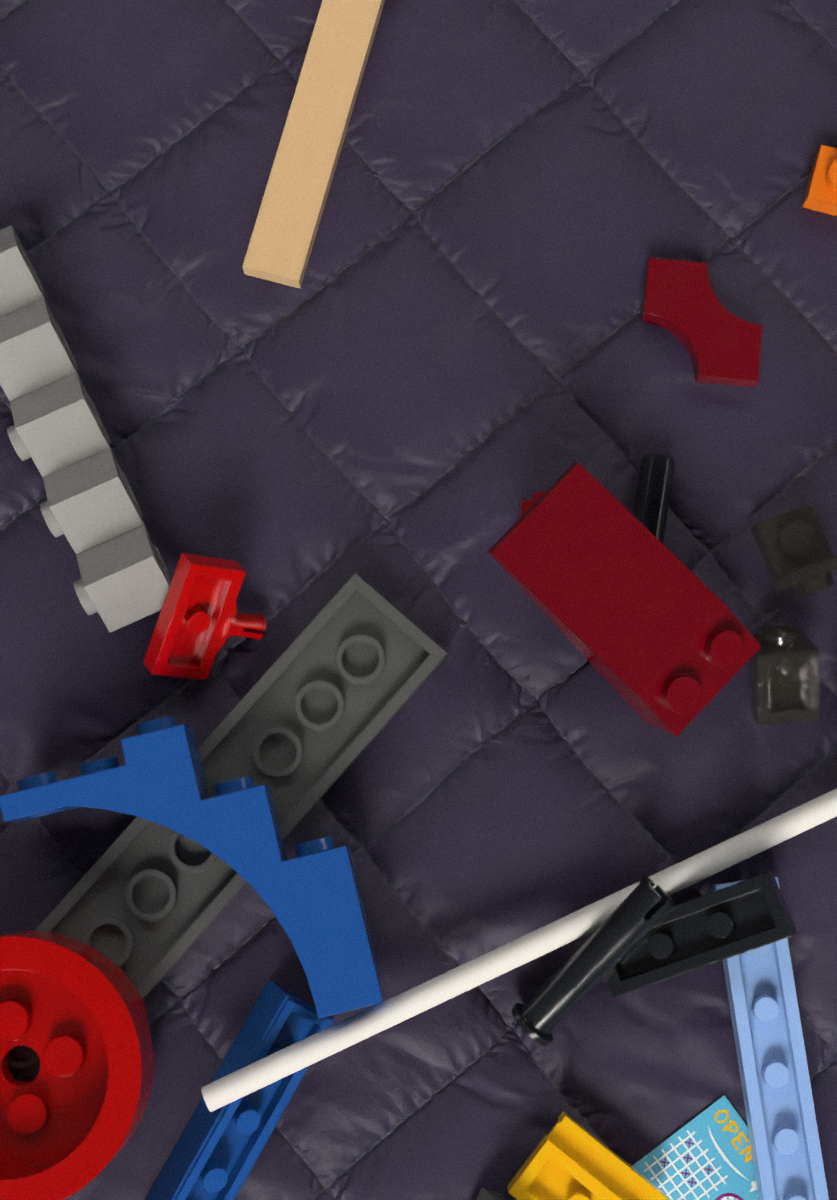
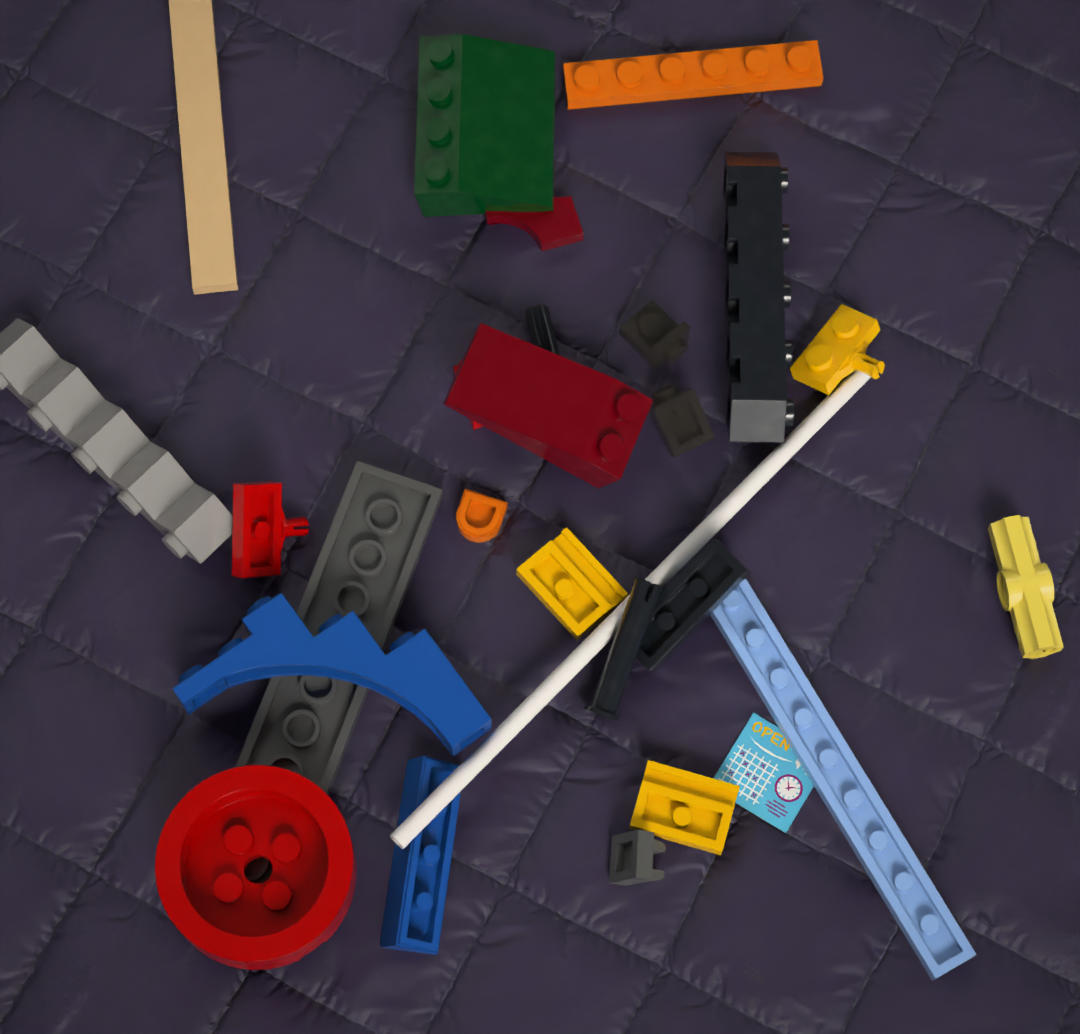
camera: 25 degrees left, 10 degrees down
(481, 701) = (480, 516): none -> orange tile
(561, 840) = (571, 583): none -> yellow plate
(688, 191) = (484, 126): none -> dark green slope

